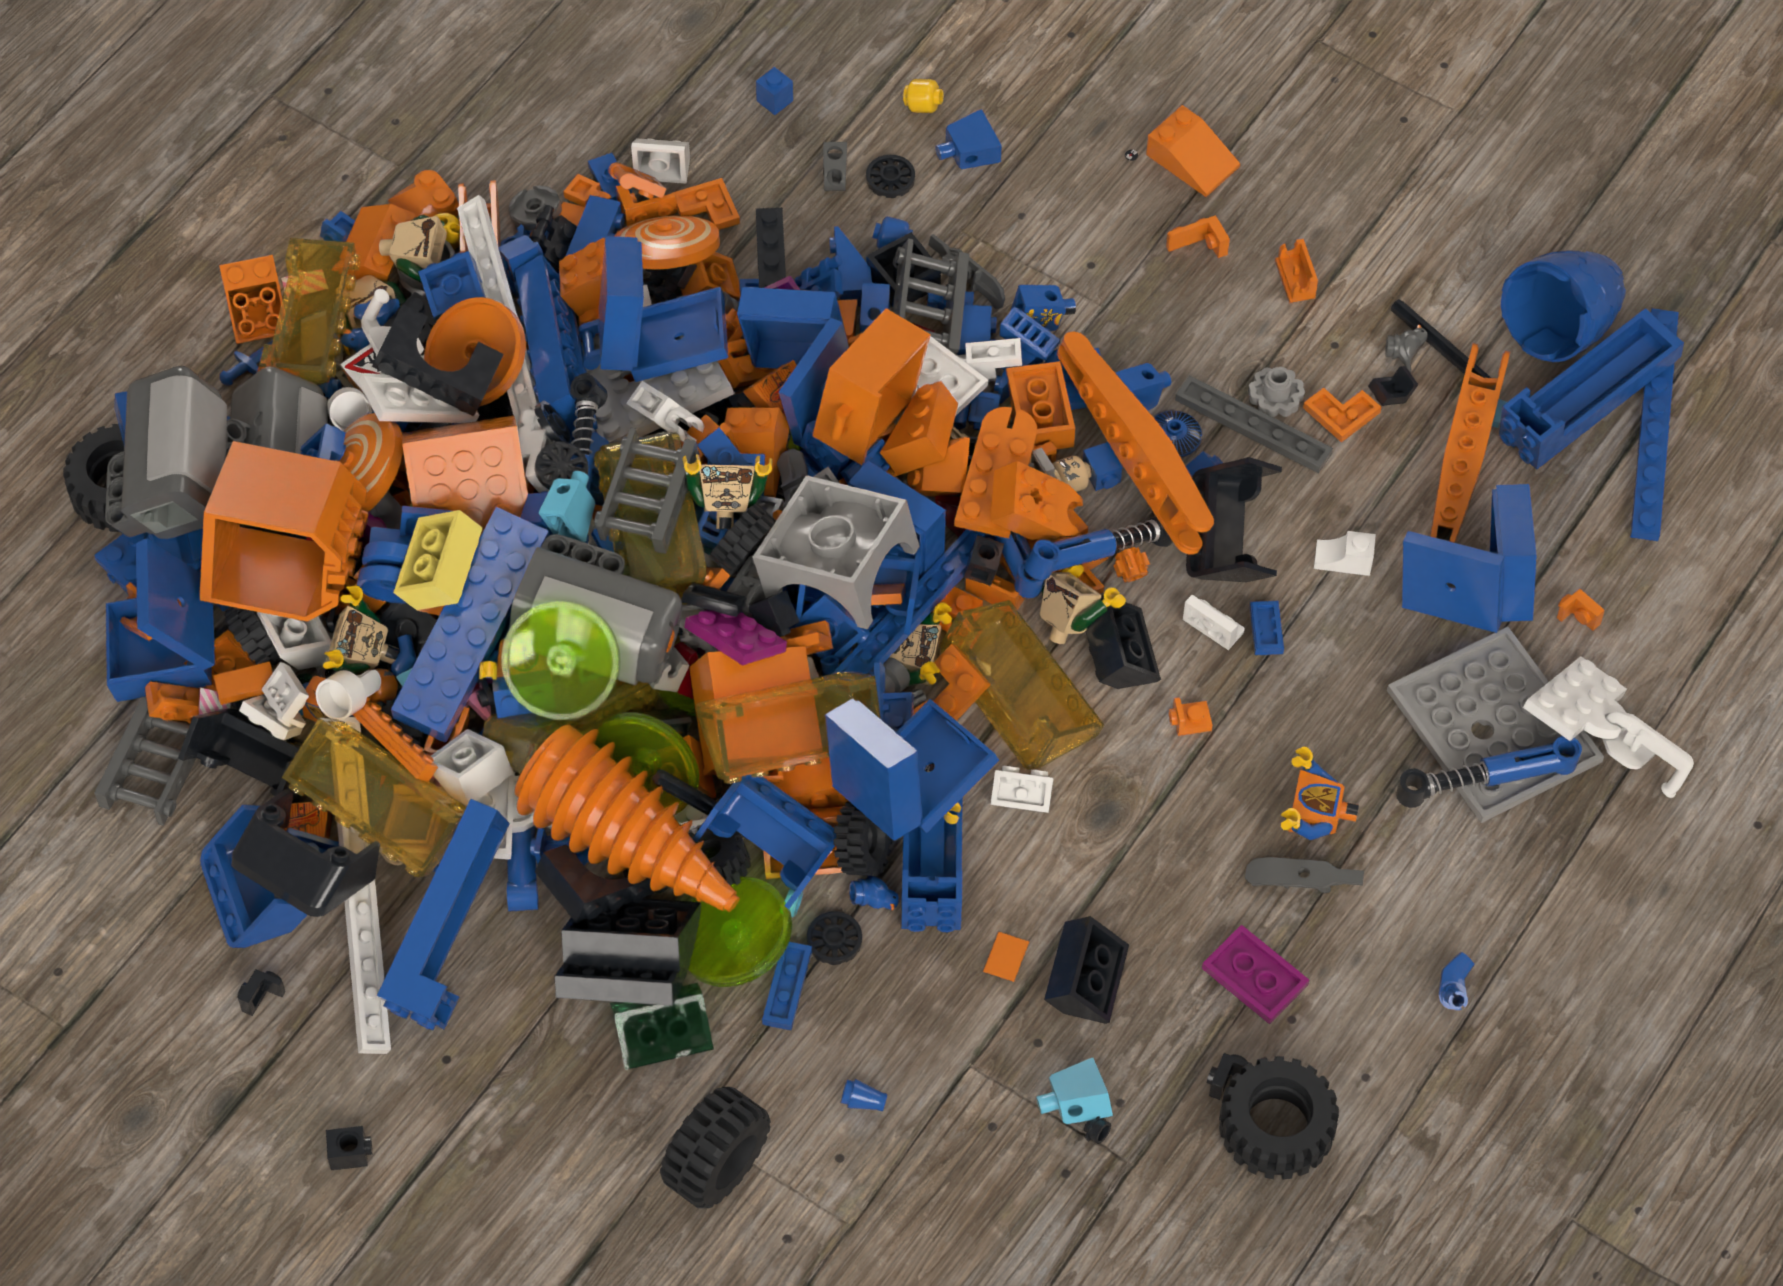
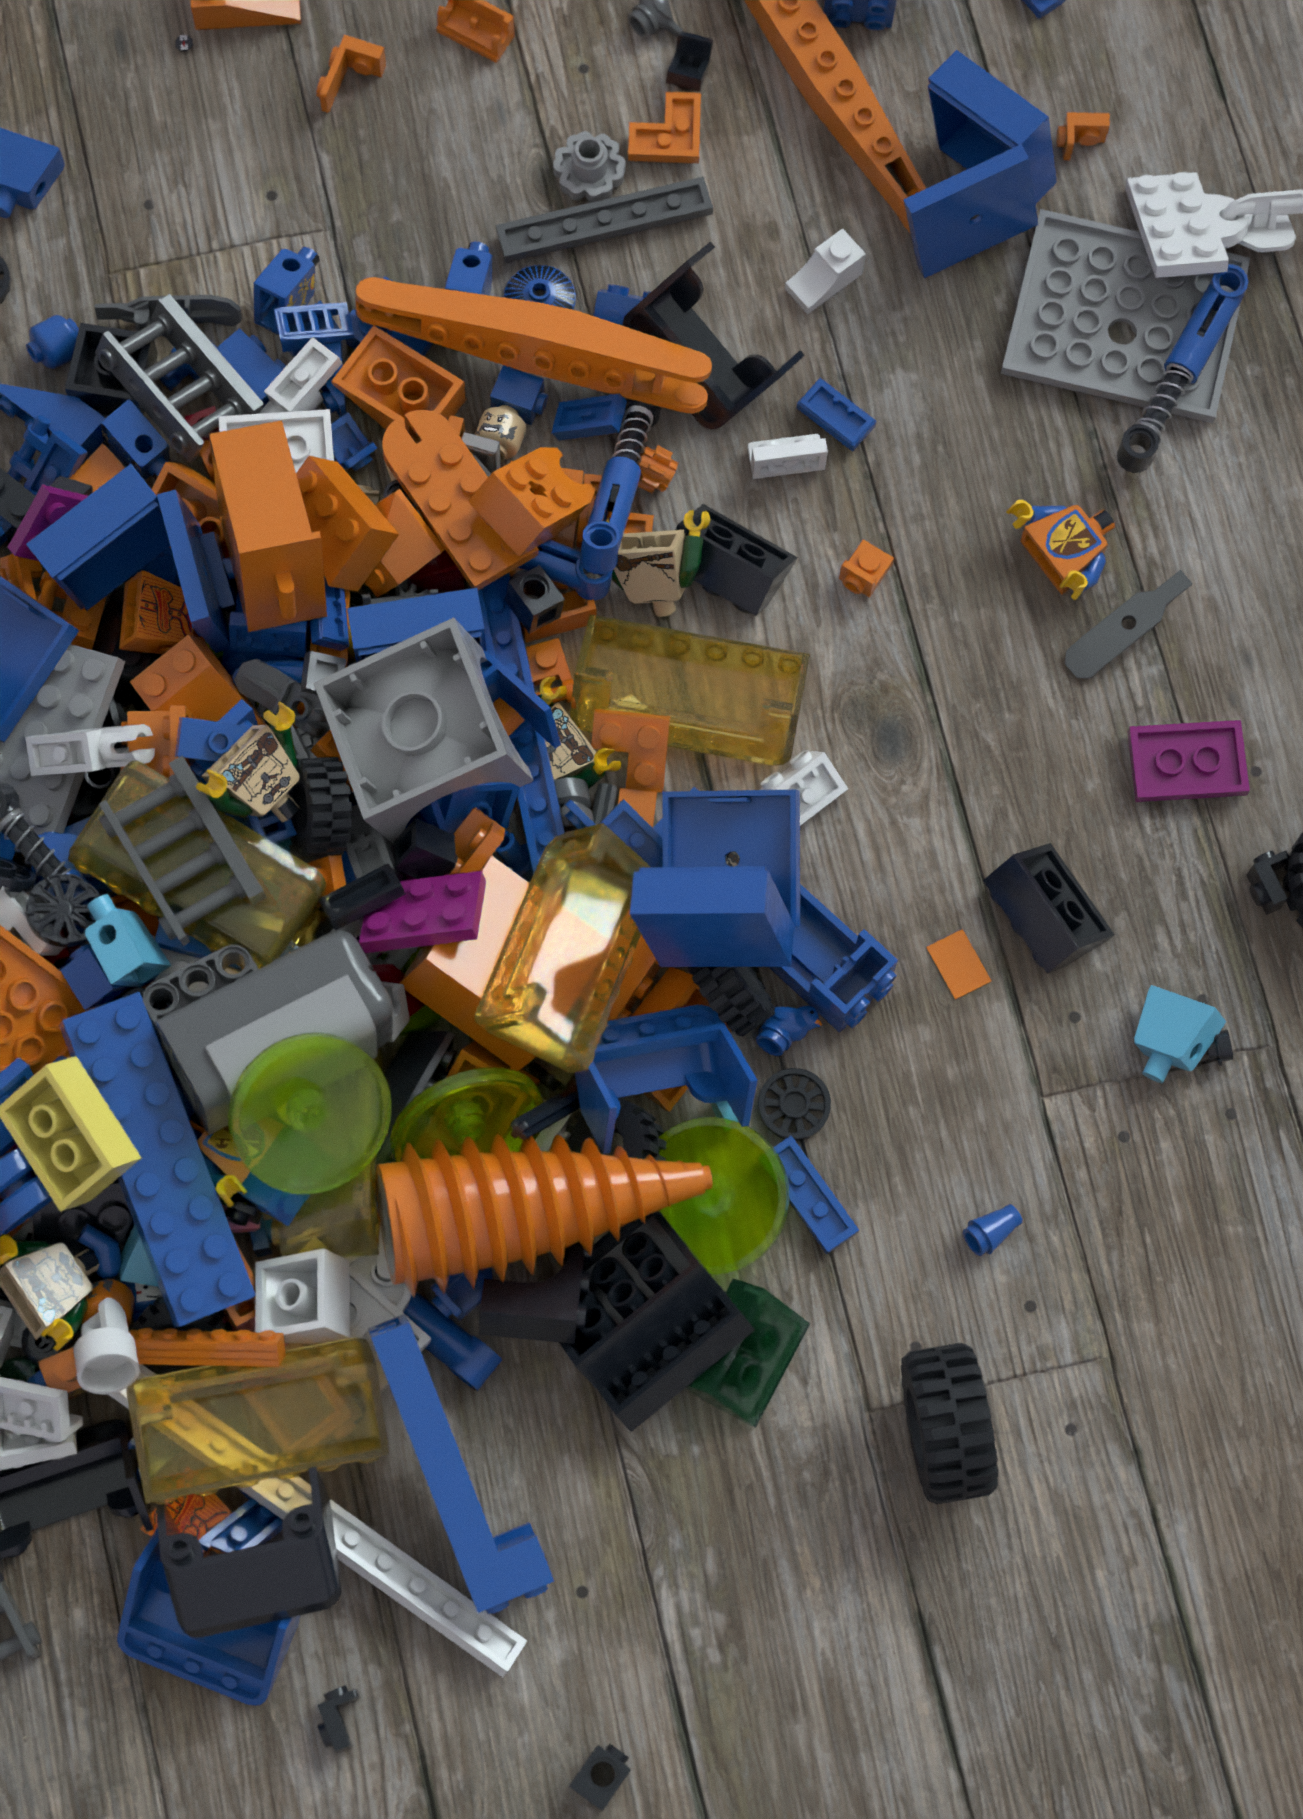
camera: 50 degrees left, 15 degrees up
(1125, 508) = (589, 417): none -> blue plate

